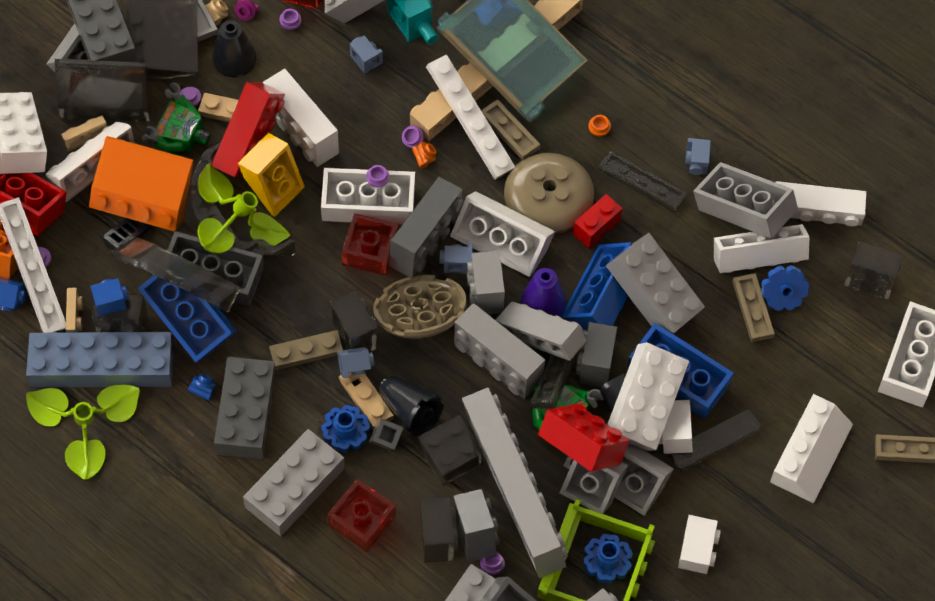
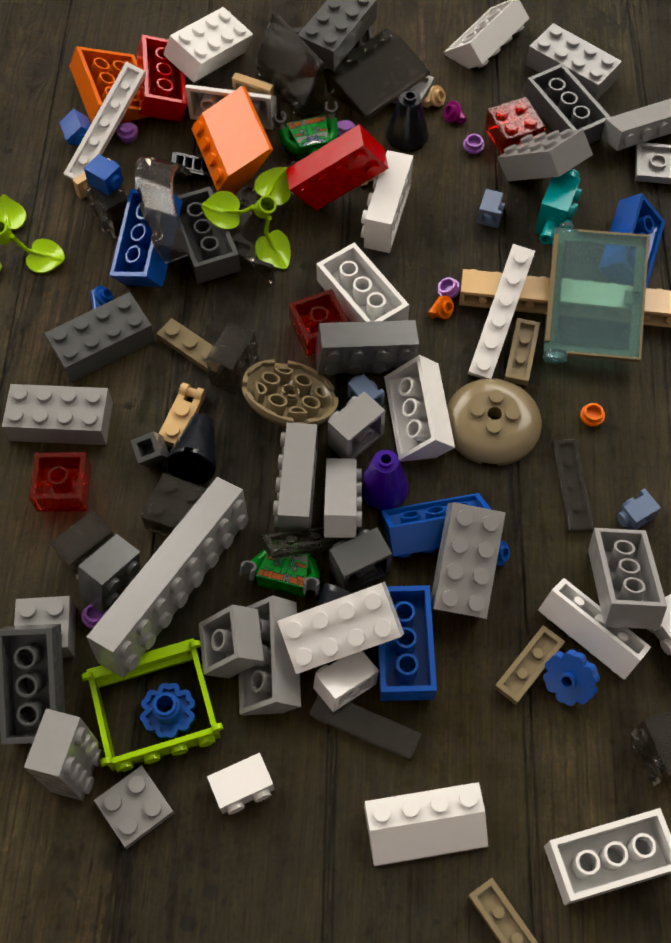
camera: 55 degrees right, 0 degrees up
(100, 359) = (67, 219): sand blue brick -> none
(272, 173) = (316, 213): yellow slope -> none
(345, 428) = (138, 417): blue plant -> none
(354, 361) = (196, 378): sand blue brick -> none
(377, 176) = (378, 280): medium lavender plate -> none
(584, 437) = (249, 600): red brick -> none
(597, 221) = (496, 474): red brick -> none

